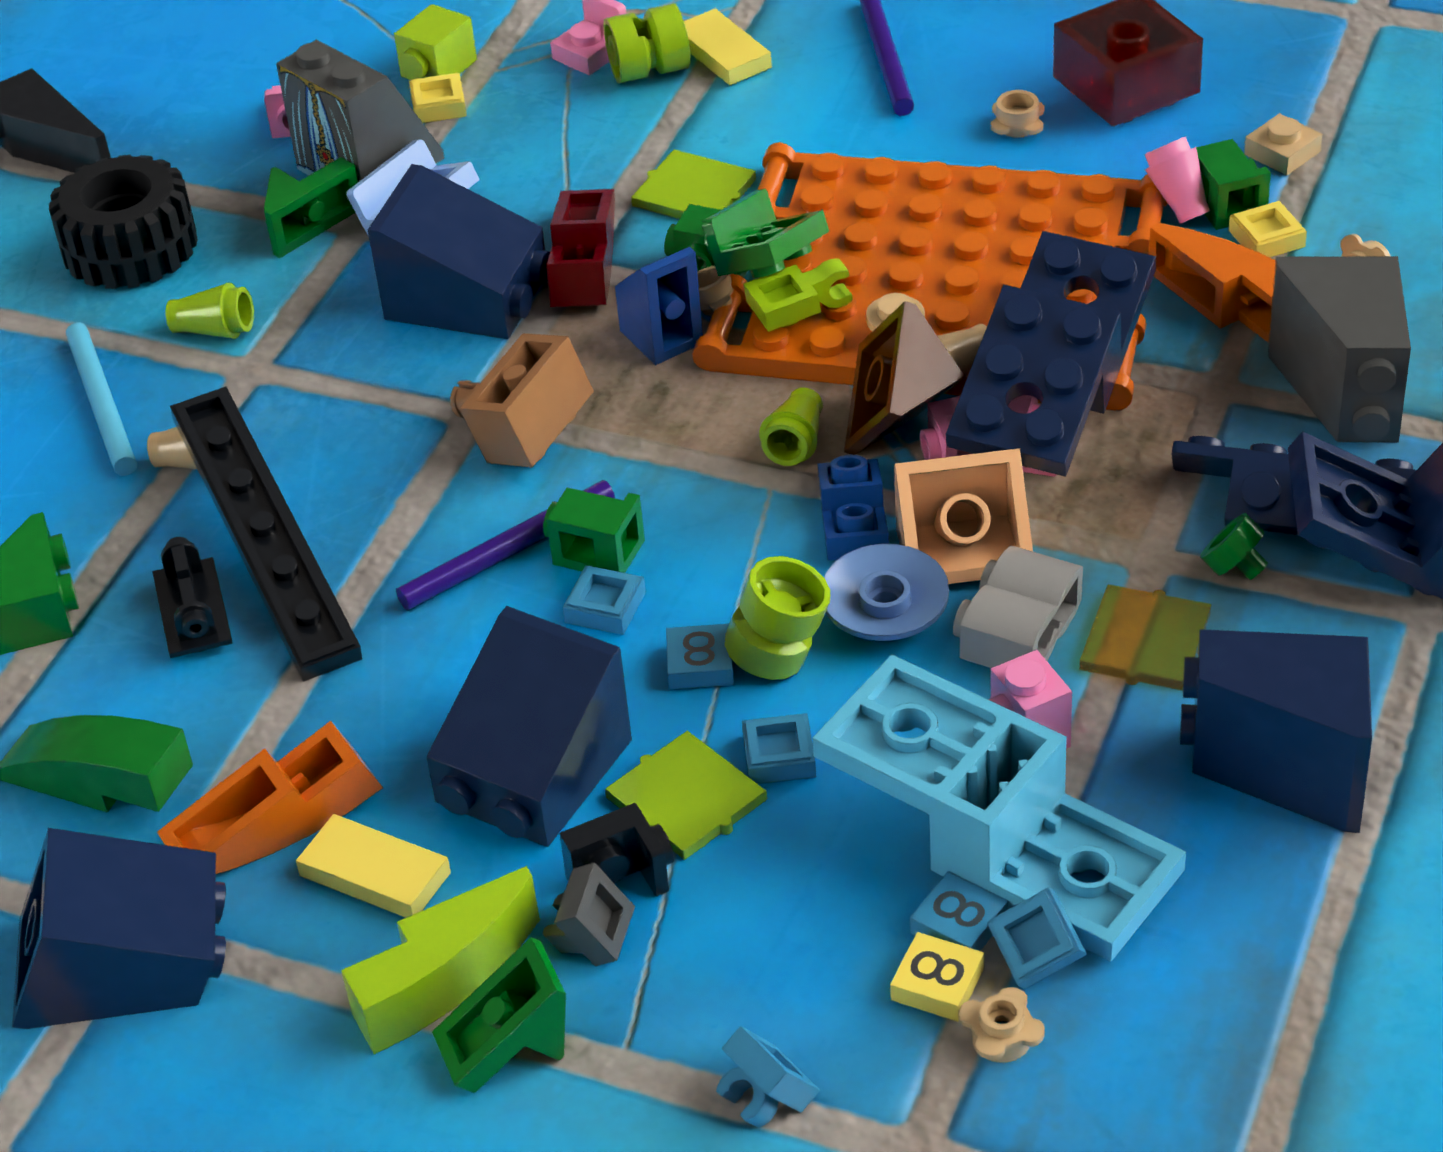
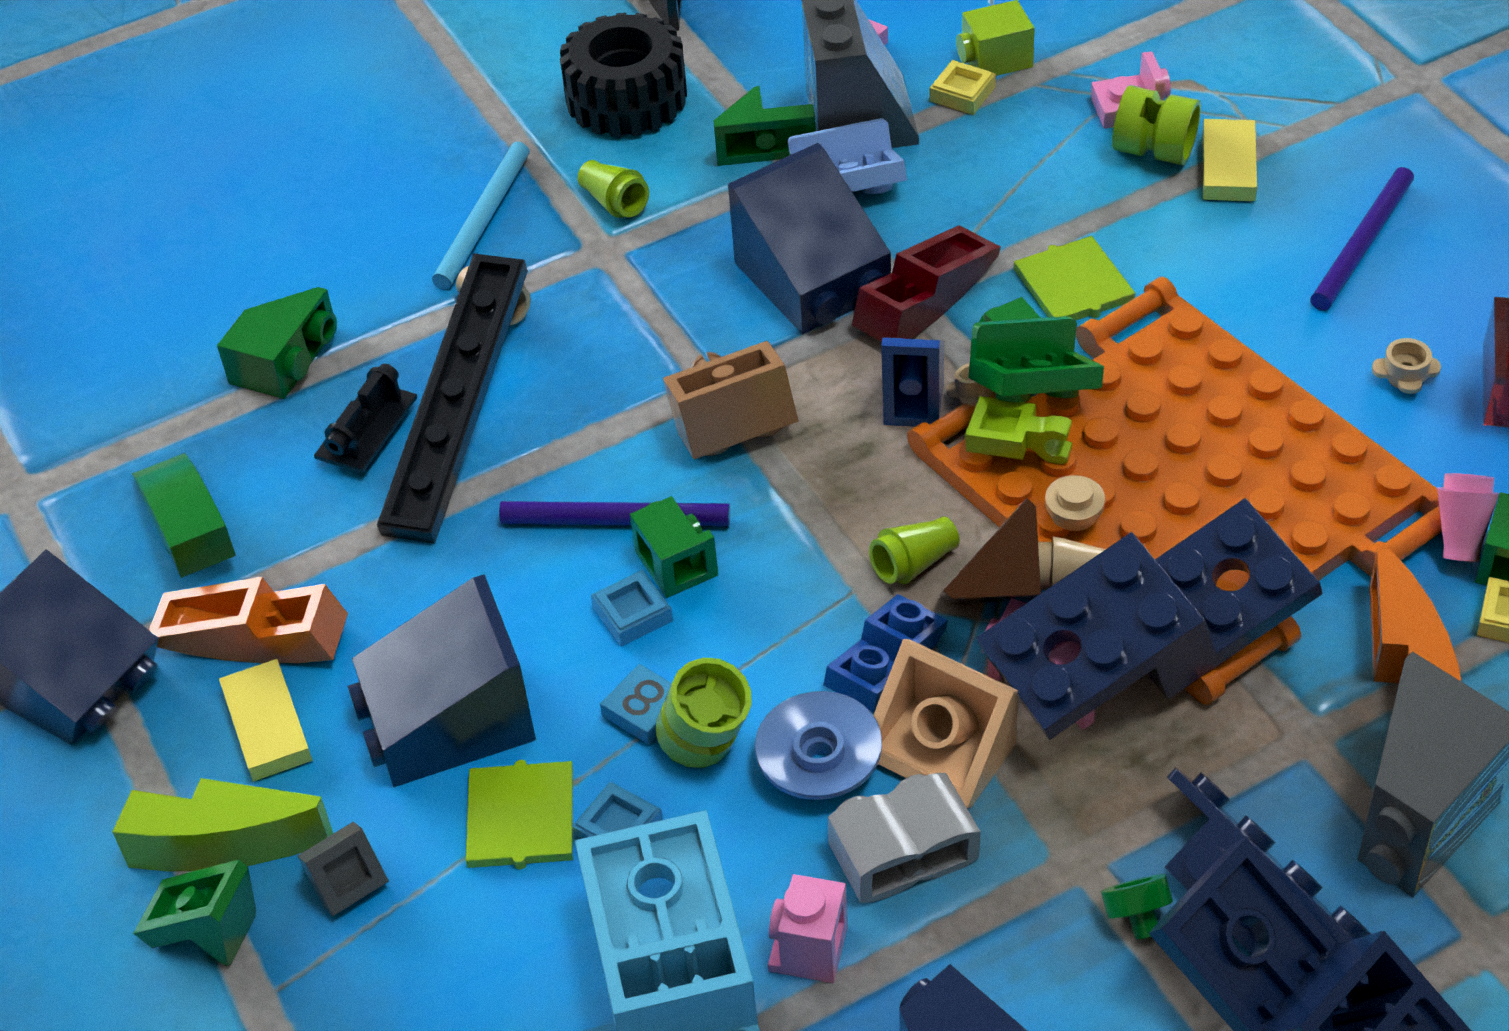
camera: 40 degrees right, 5 degrees up
(620, 846) = (409, 823): black bracket -> none
(1144, 636) = (993, 928): clear yellow piece -> none

